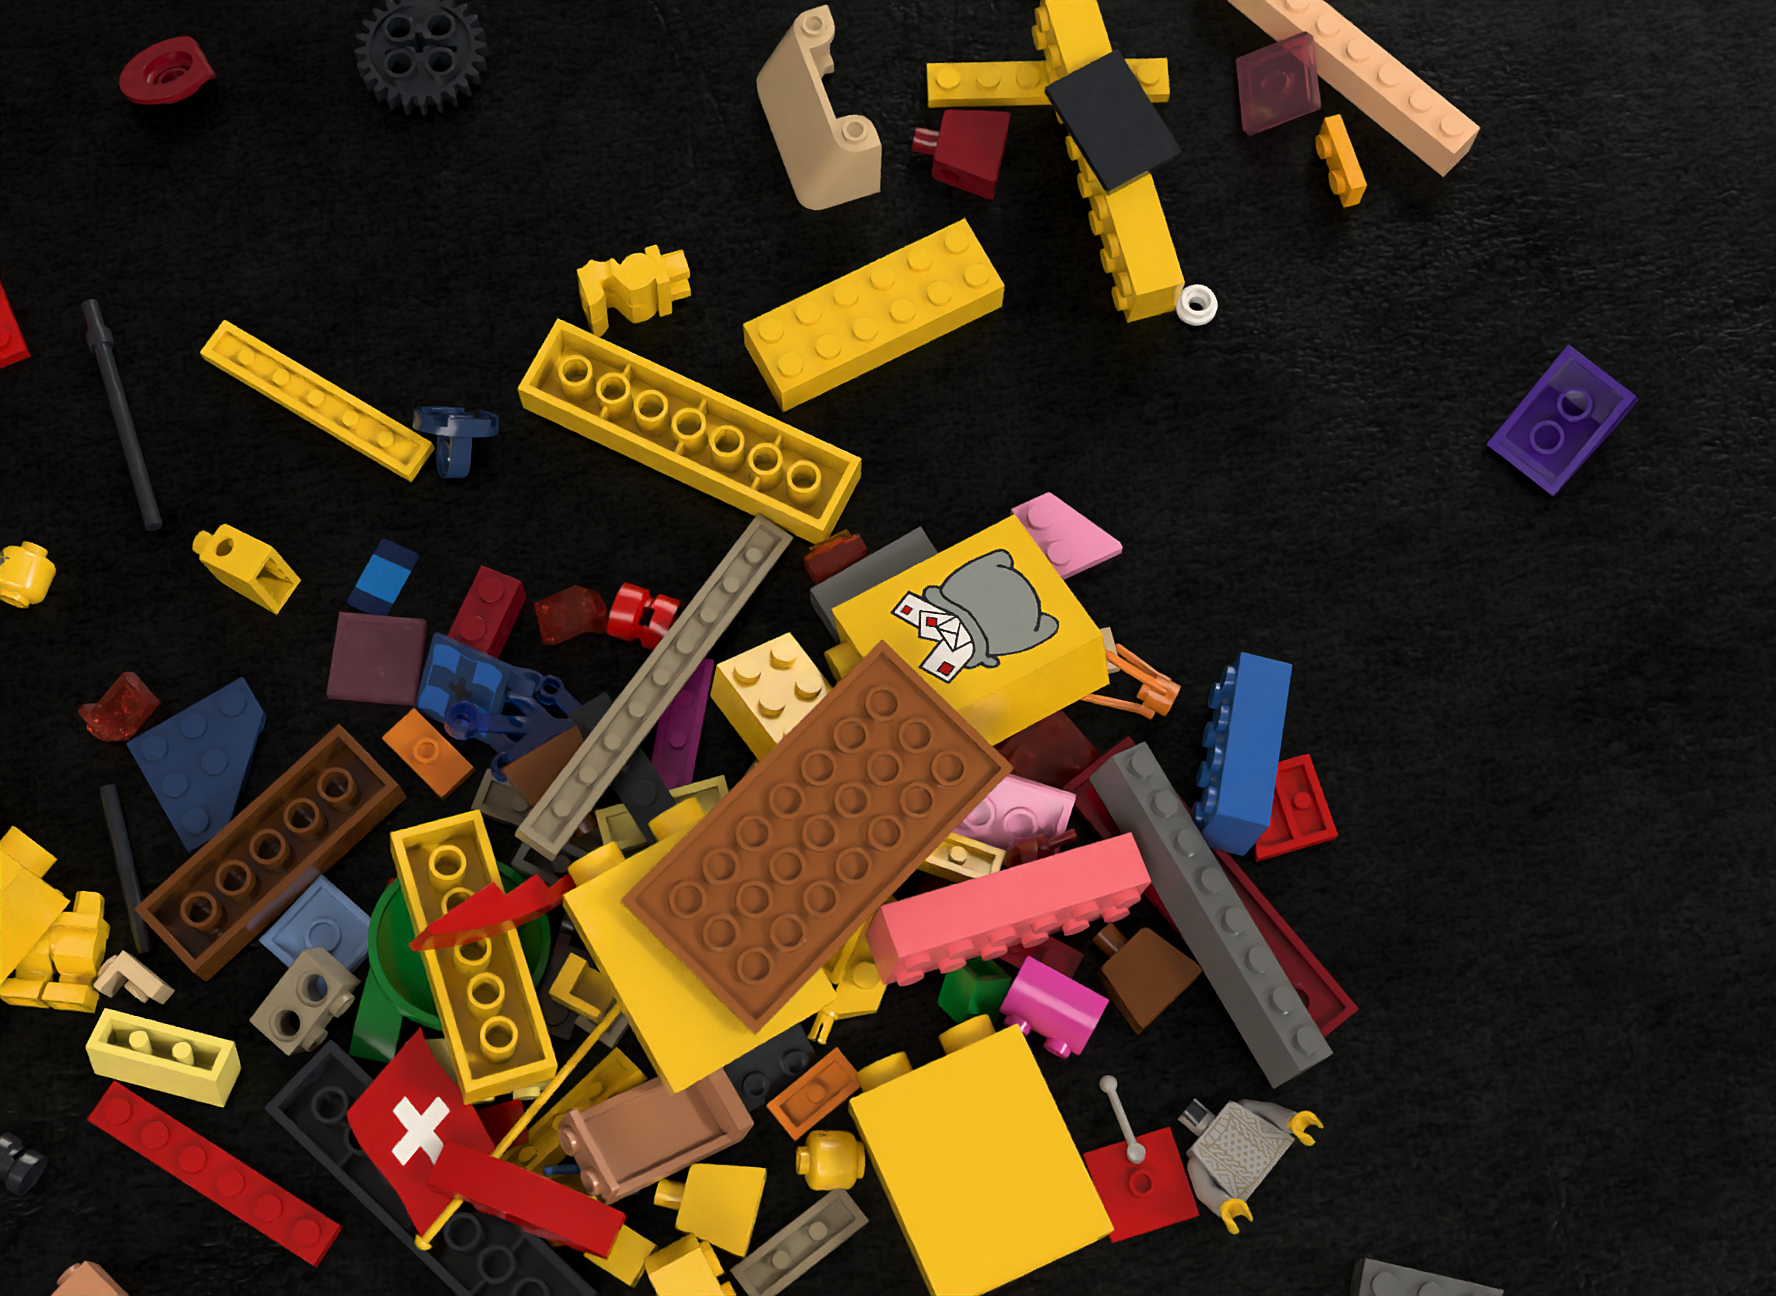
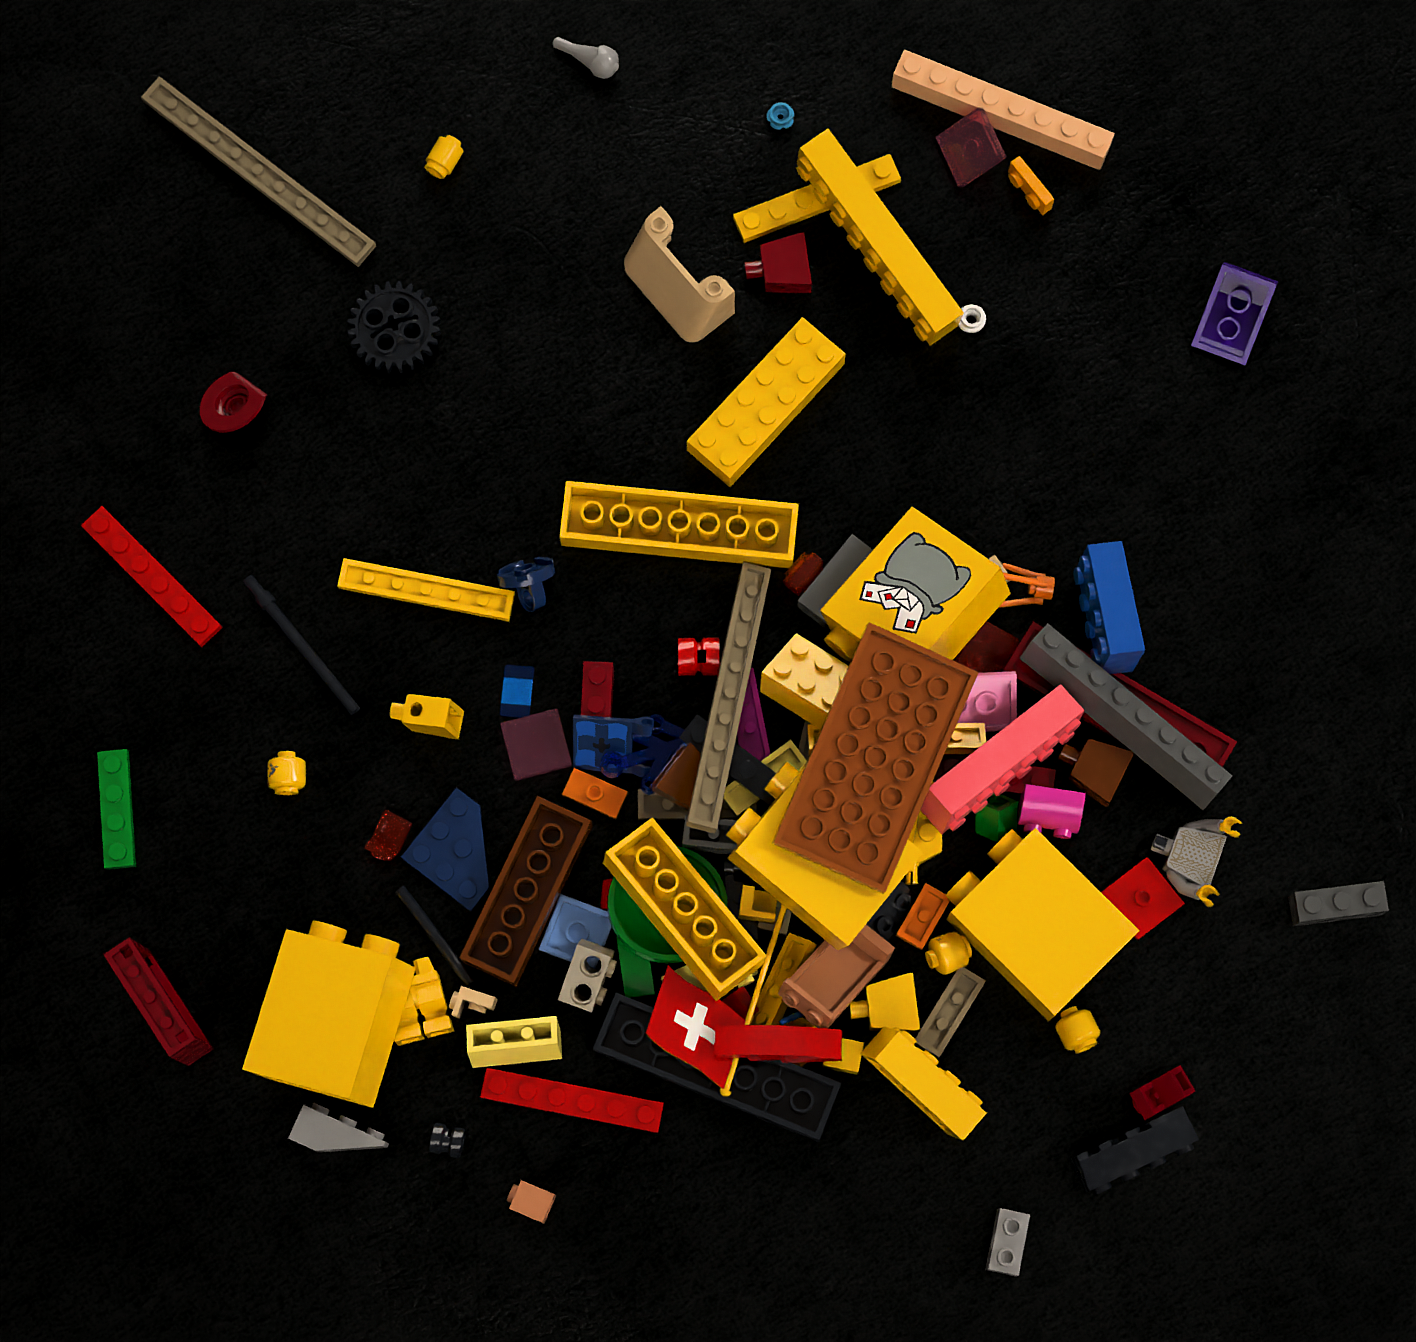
camera: 15 degrees left, 5 degrees up
(492, 913) = (693, 876): red slope -> none
(570, 614) = (649, 671): clear red bracket -> none
(634, 288) = (604, 443): yellow hips -> none
(1035, 847) = (1002, 716): dark red piece -> none
(1065, 535) = (943, 504): bright pink wing -> none
(1112, 122) = (879, 222): black tile -> none
(1135, 1151) = (1132, 879): light grey hinge -> none
(1297, 813) = (1158, 630): red wing -> none

